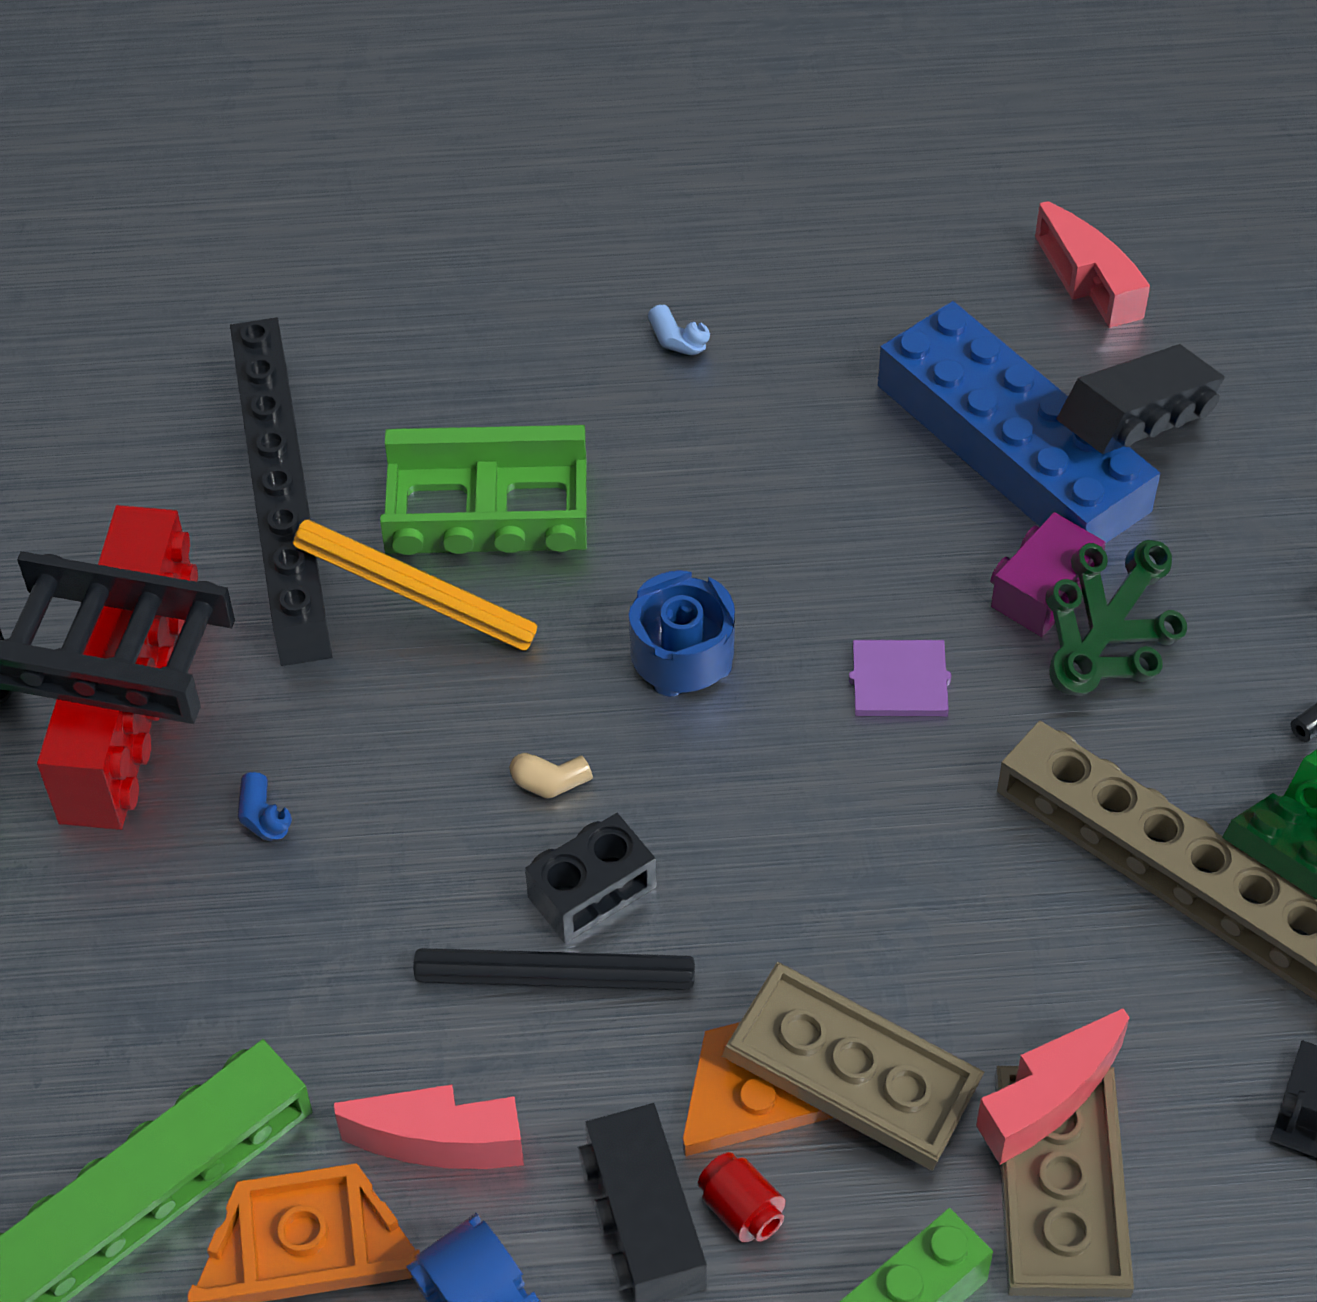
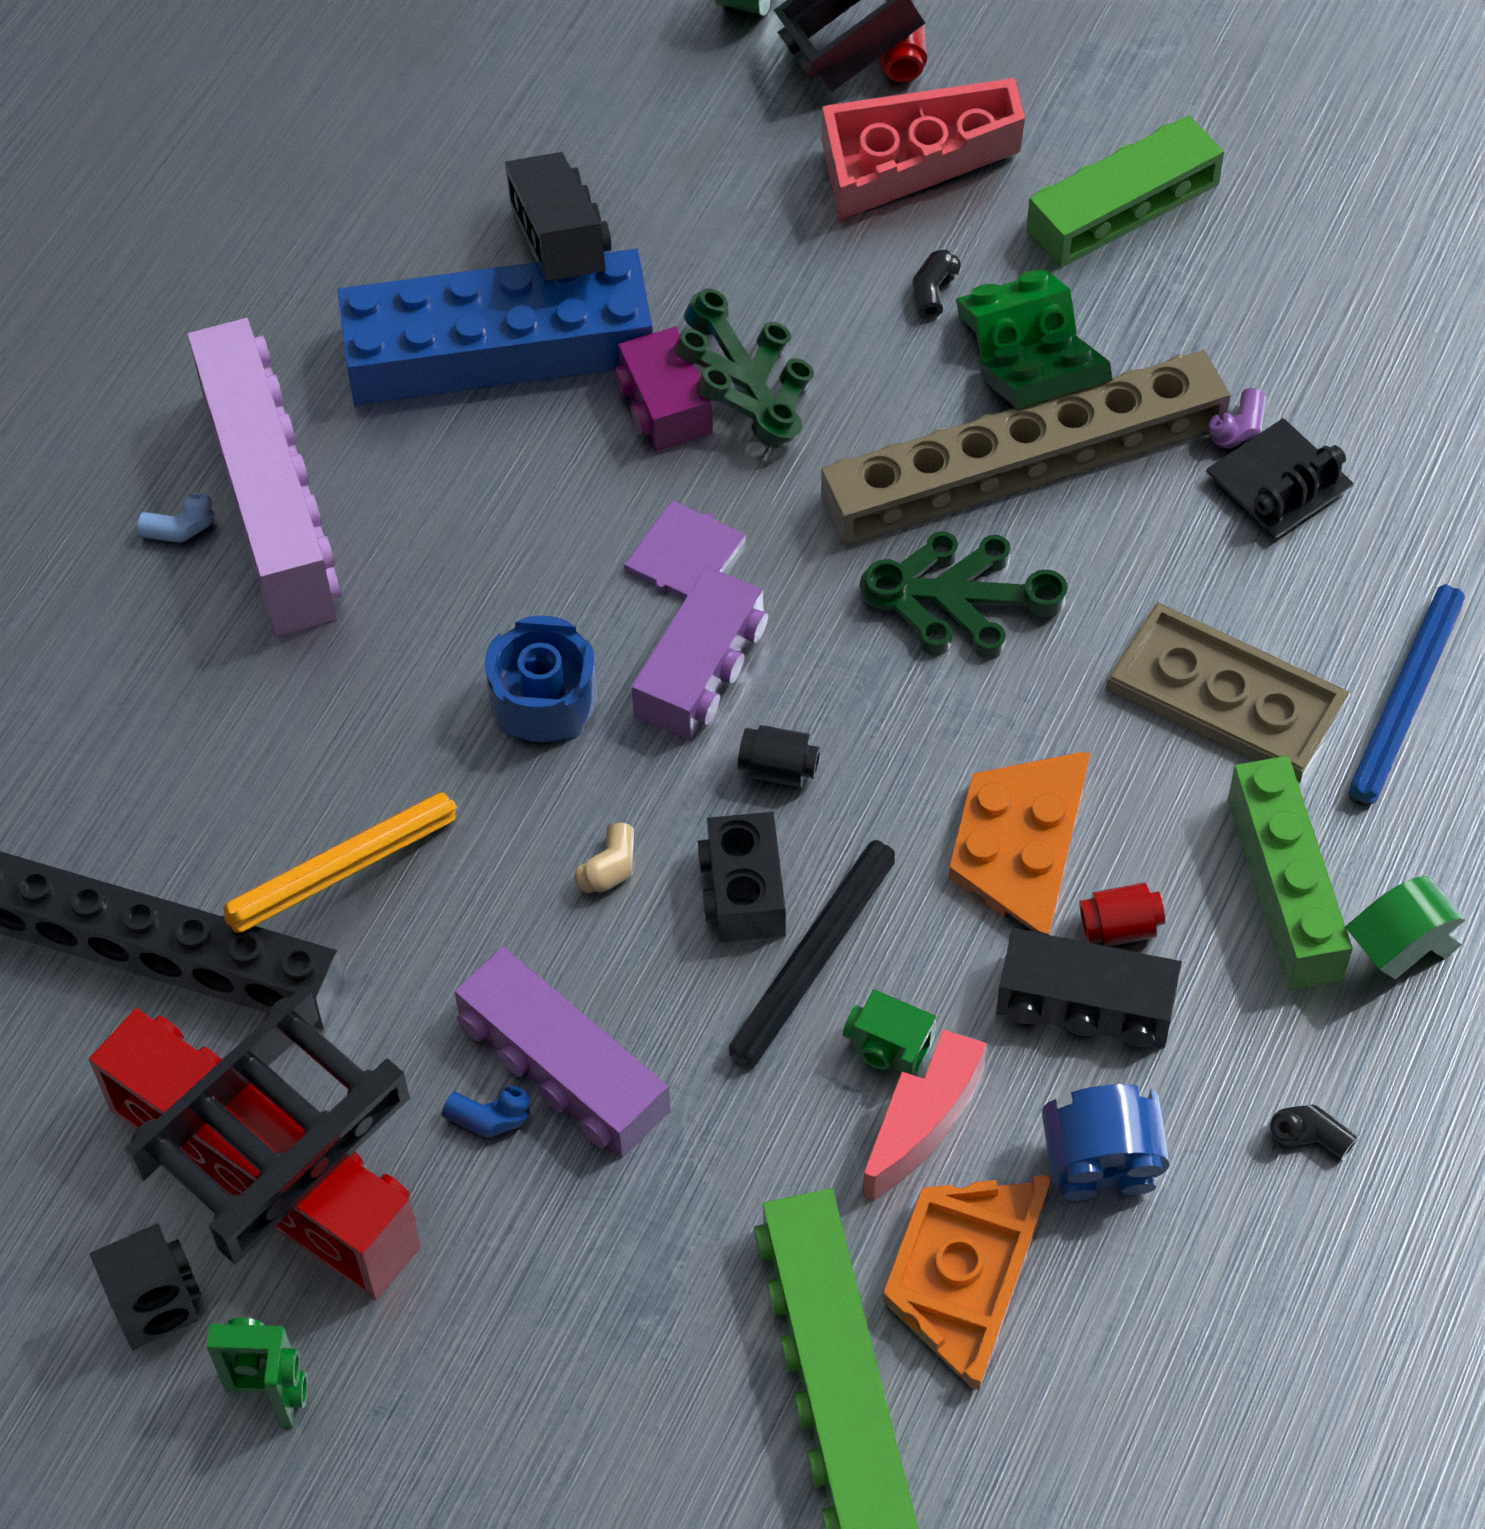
camera: 60 degrees left, 5 degrees up
(338, 830) = (561, 1052): none -> medium lavender brick
(486, 467) = (223, 751): bright green window -> none
(498, 1063) = (890, 1033): none -> green brick
(729, 841) = (778, 755): none -> black brick
(738, 351) = (266, 476): none -> lavender brick
(794, 732) = (699, 653): none -> medium lavender brick
(853, 1065) = (1054, 772): dark tan tile -> none
(1009, 896) = (956, 591): none -> dark green plant
(1050, 1086) = (1164, 645): coral slope -> none
(1092, 265) = (353, 177): coral slope -> none

